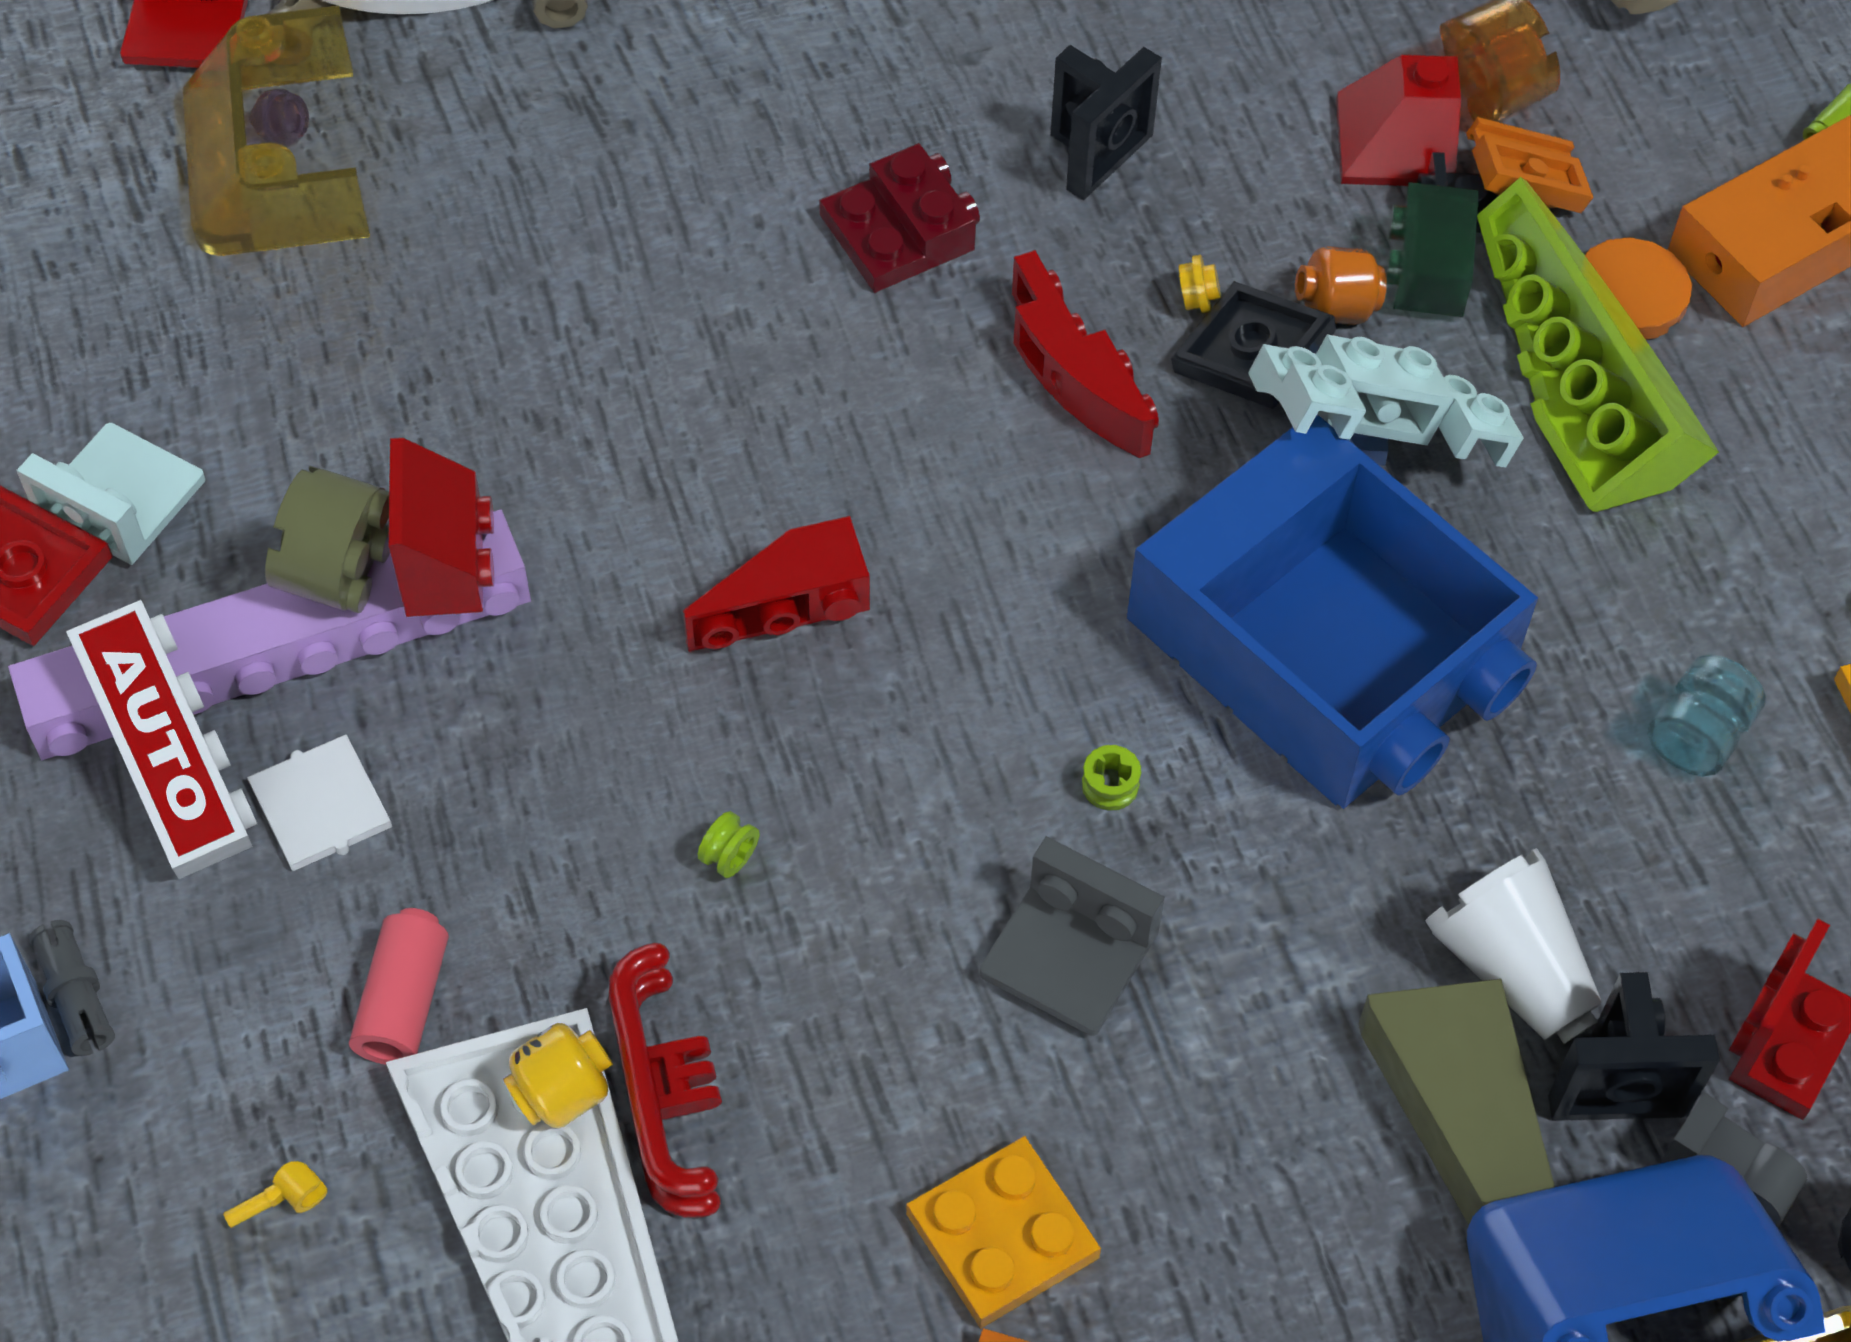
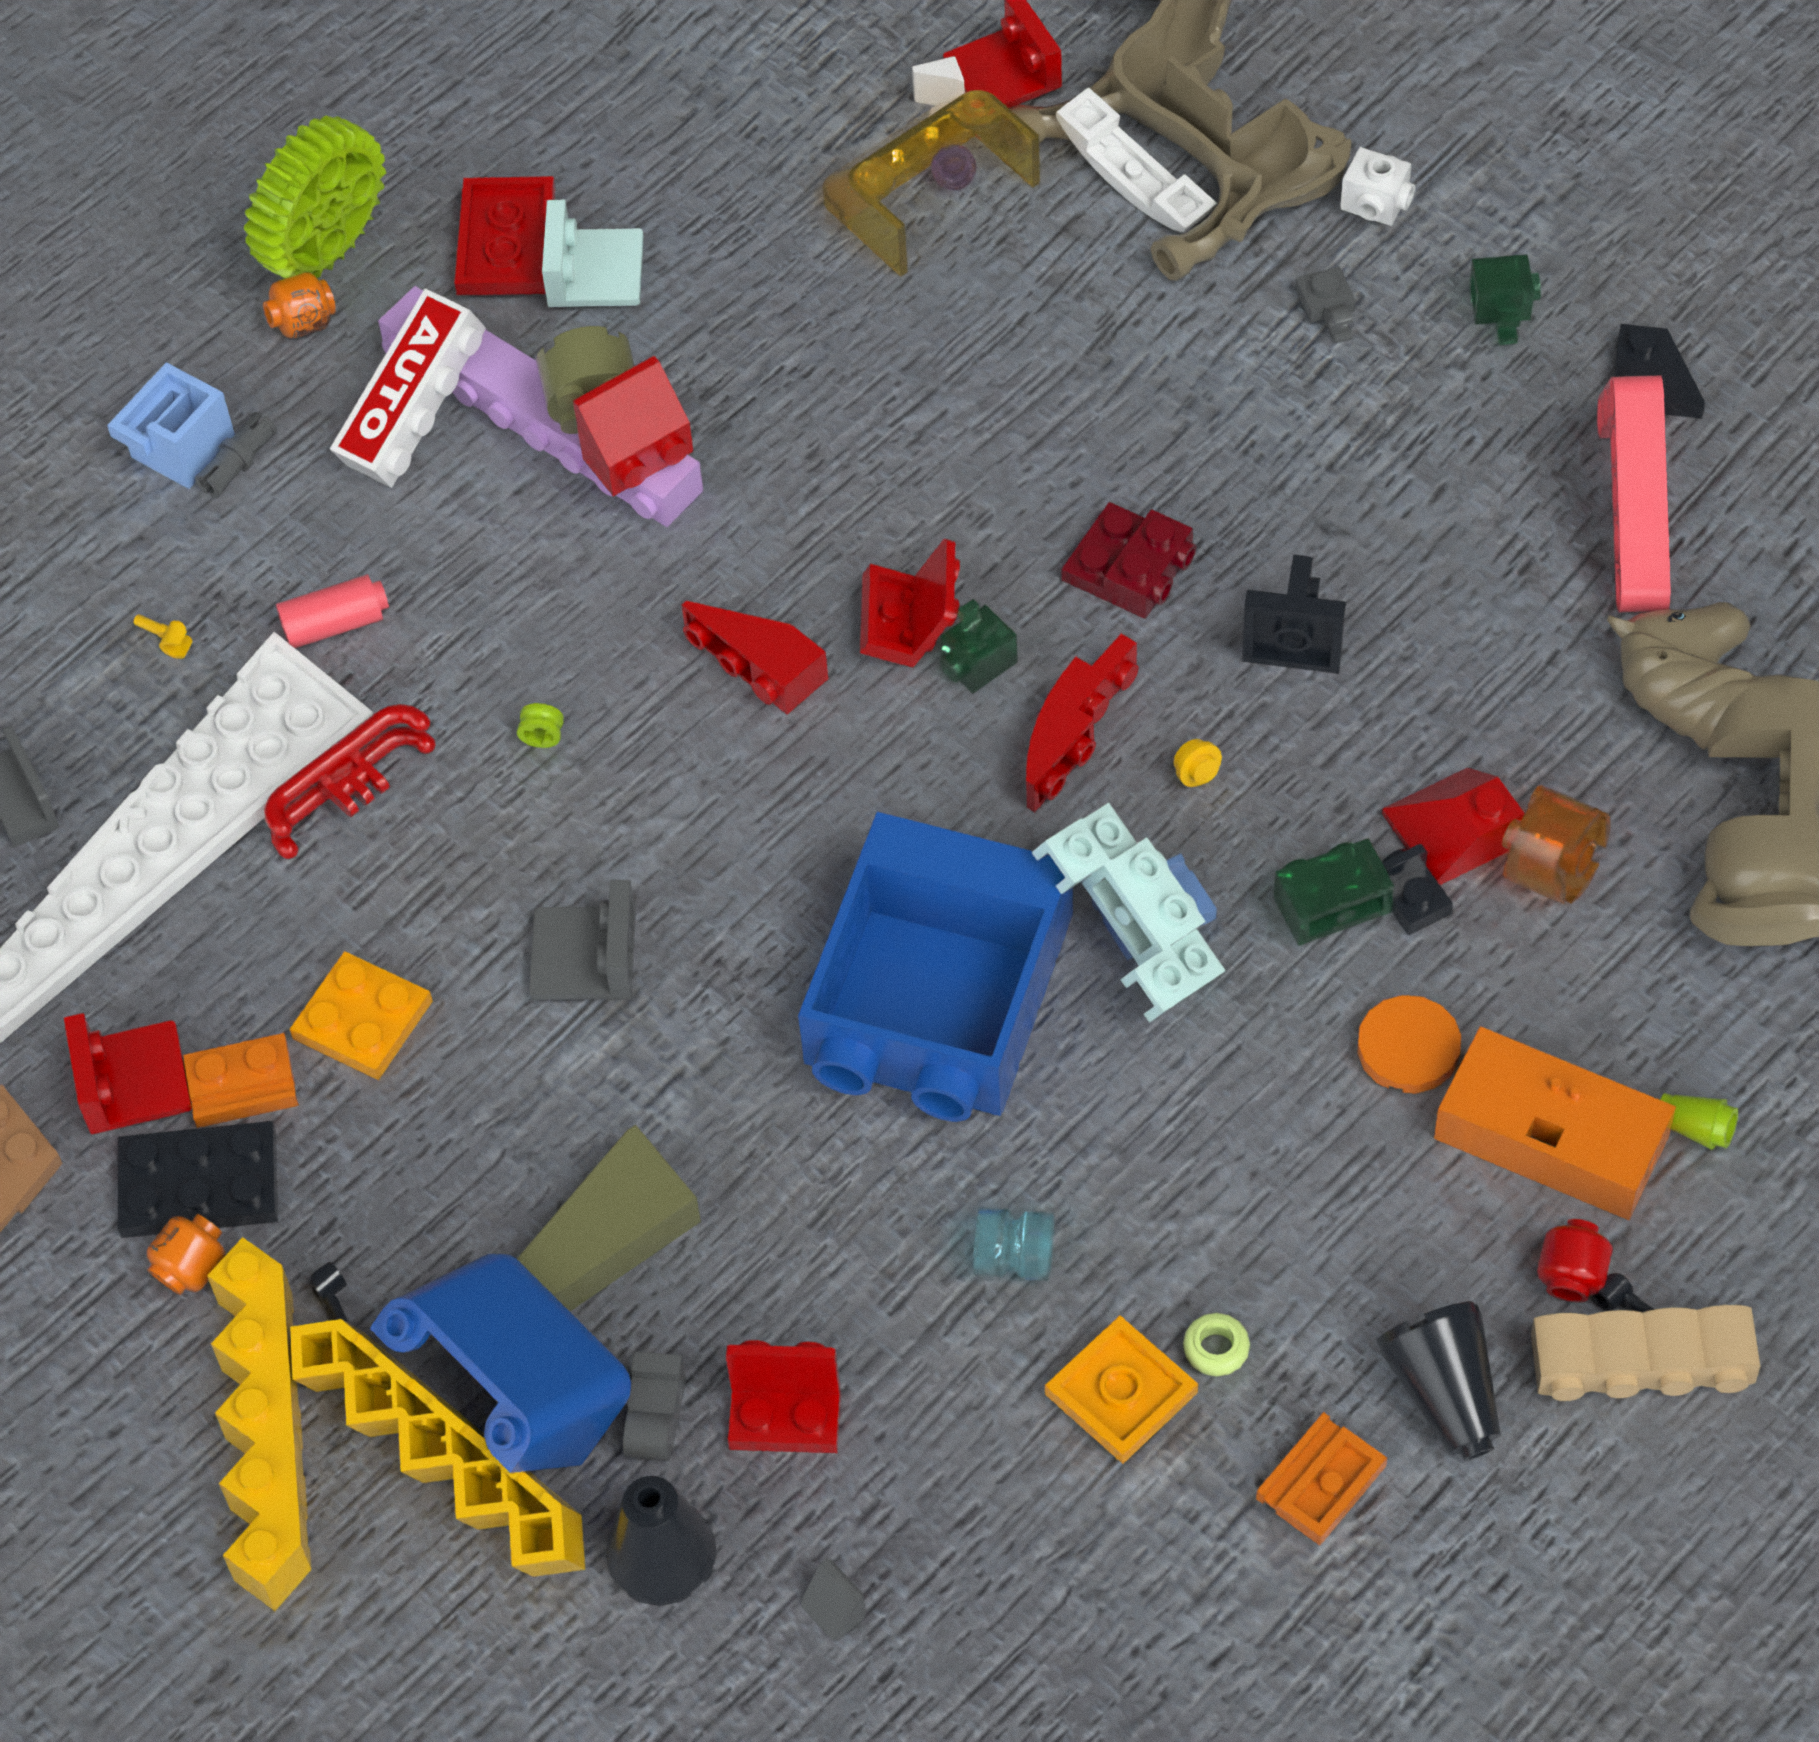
camera: 65 degrees right, 0 degrees up
(161, 72) = (937, 81): none -> white slope
(319, 802) = (442, 502): white piece -> none
(558, 1075) = (304, 715): yellow head -> none
(841, 410) = (908, 612): none -> red bracket
(927, 390) = (977, 647): none -> clear green brick
(1093, 779) = (735, 928): lime bush -> none
(1235, 330) = (1173, 816): black tile -> none
(1342, 284) = (1258, 848): orange head -> none
(1520, 933) = (738, 1203): white cone -> none
(1544, 161) = (1469, 917): orange plate -> none
(1589, 368) = (1278, 1070): lime wedge -> none
(1630, 1064) = (681, 1297): black bracket -> none

